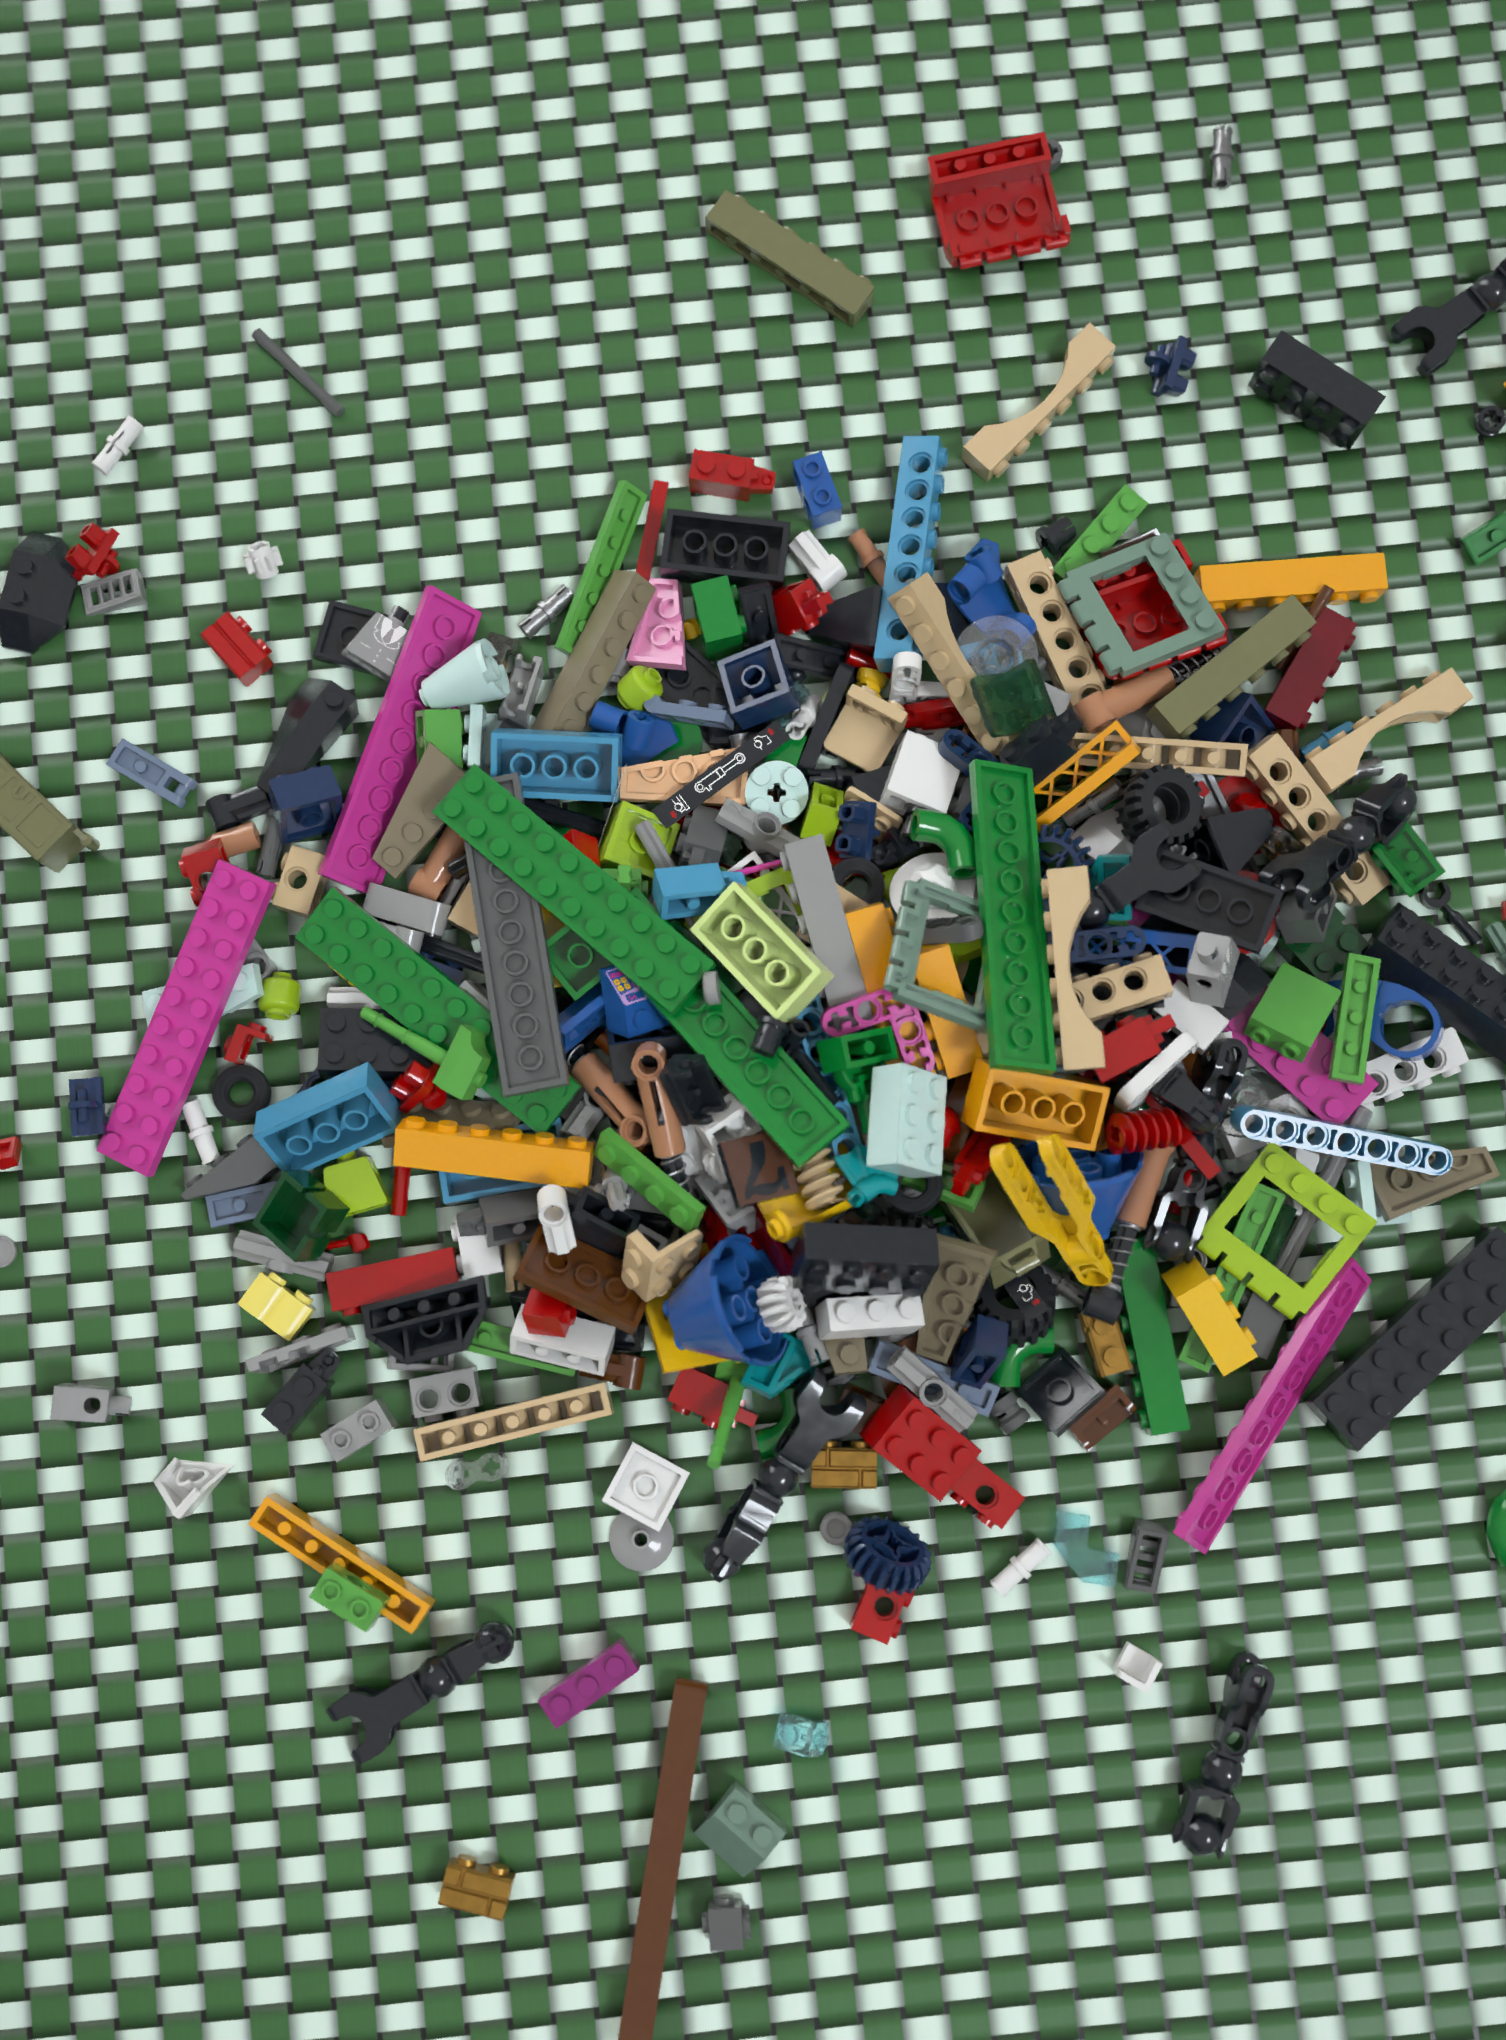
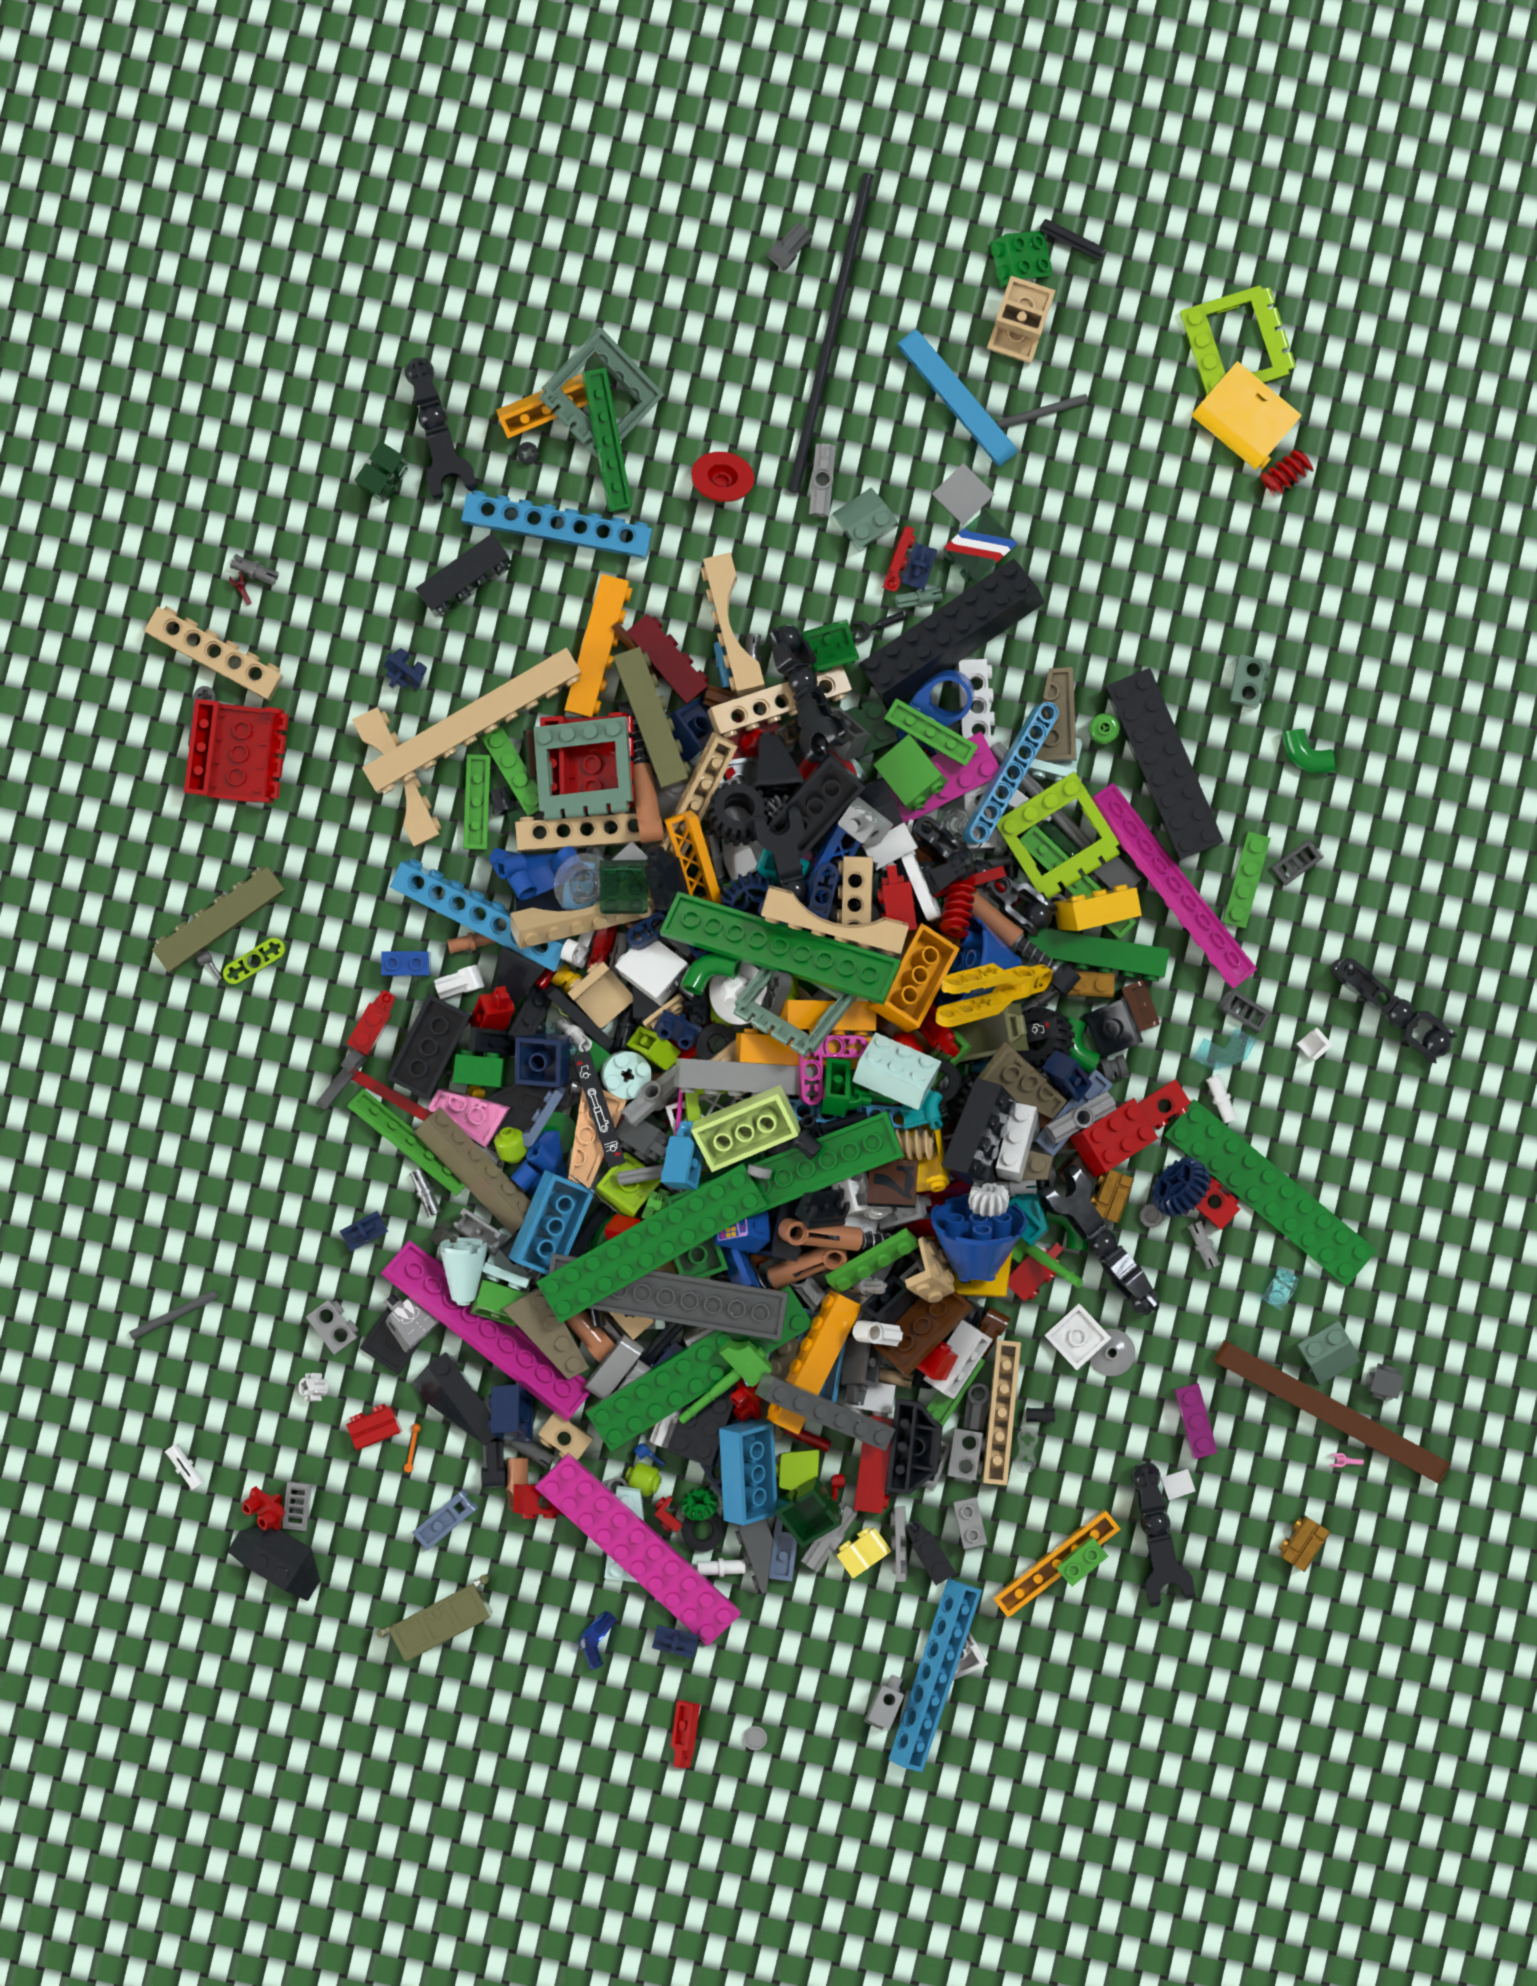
camera: 70 degrees left, 5 degrees up
(63, 1002) = (592, 1636): none -> clear blue arm
(146, 1454) = (935, 1675): none -> dark azure brick
(204, 710) = (408, 1467): none -> orange hinge
(259, 1077) = (699, 1511): none -> green gear
(318, 985) = (643, 1450): none -> blue hand
(337, 554) = (328, 1330): none -> light grey brick
(432, 1187) = (824, 1411): none -> dark grey brick
(473, 553) = (364, 1231): none -> dark blue hips
(500, 1688) = (1178, 1484): none -> white sticker
(510, 1385) = (975, 1408): none -> dark grey piece
(529, 1473) = (1040, 1415): none -> black pin
(604, 1900) = (1342, 1460): none -> bright pink hand
(668, 468) = (351, 1066): none -> dark grey beam
(738, 264) = (206, 958): none -> flat silver hand
(749, 306) = (266, 947): none -> lime beam
(822, 1611) = (1203, 1244): none -> light grey pin
(920, 1679) = (1270, 1193): none -> green plate
(1044, 507) = (477, 802): none -> bright green plate
(1117, 73) = (164, 618): none -> tan brick
(1144, 458) = (472, 721): none -> tan brick
(1197, 149) = (240, 586): none -> dark red hand
(1314, 1499) = (1246, 880): none -> bright green plate
(1388, 260) = (383, 474): none -> dark green piece
(1389, 1573) = (1302, 868): none -> dark grey slope
(1427, 1243) = (1098, 735): none -> bright green head
(1429, 586) = (473, 516): none -> dark azure brick

